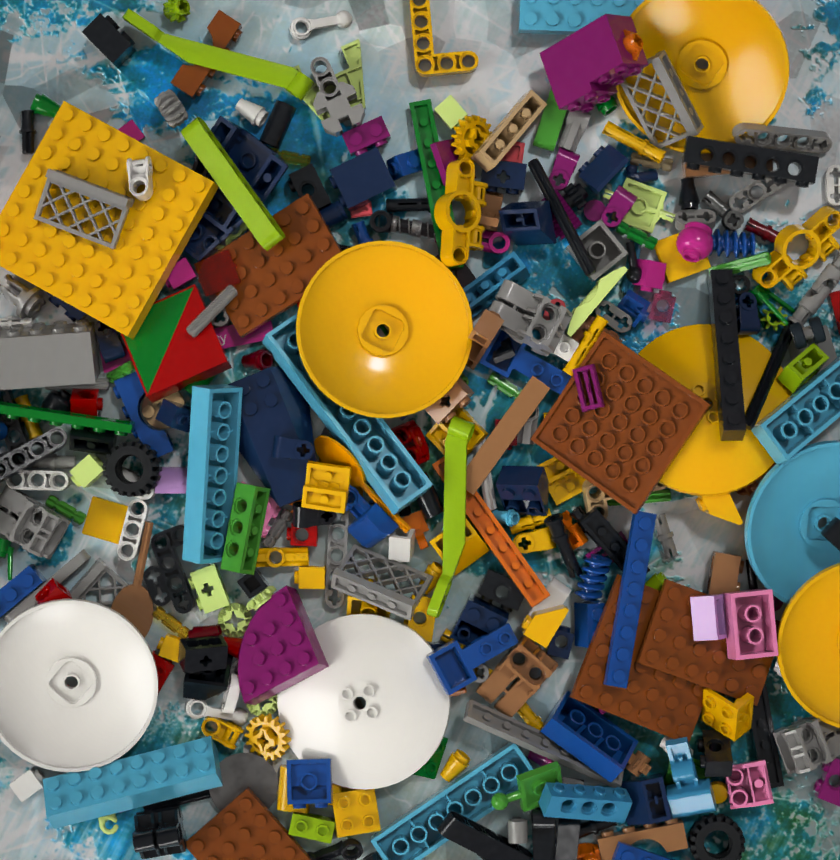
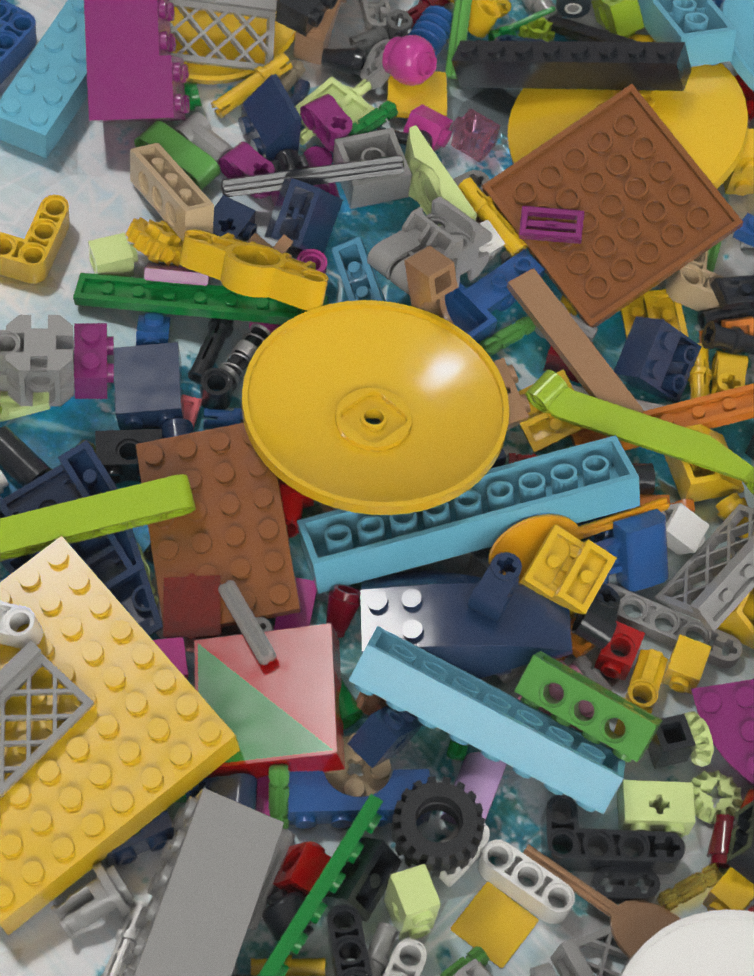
camera: 80 degrees left, 30 degrees down
(504, 352) = (460, 309): black tile -> none
(508, 517) = (687, 389): medium azure pin -> none
(634, 306) = (464, 157): blue bracket -> none

